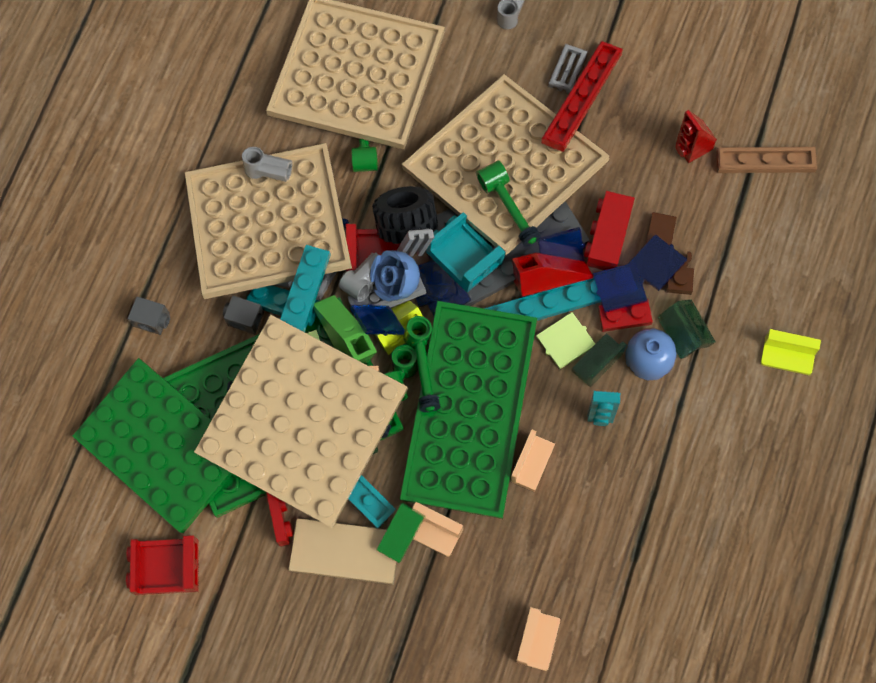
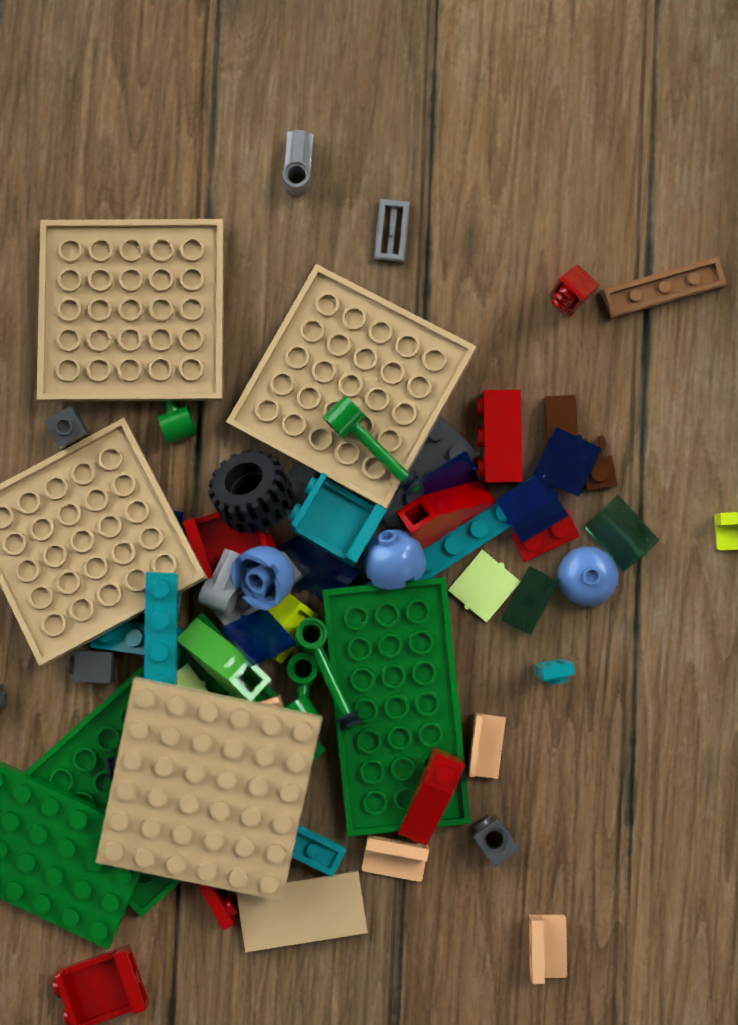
camera: 20 degrees left, 15 degrees up
(259, 164) = (63, 475): light grey piece -> none
(281, 137) = (67, 427): none -> dark grey brick
(401, 532) = (361, 877): green tile -> none
(420, 243) = (276, 531): light grey tile -> none
(476, 482) = (431, 796): none -> red slope
(500, 290) = (393, 559): none -> medium blue cylinder
(523, 547) = (501, 851): none -> dark grey brick
(581, 96) = (421, 270): red tile -> none

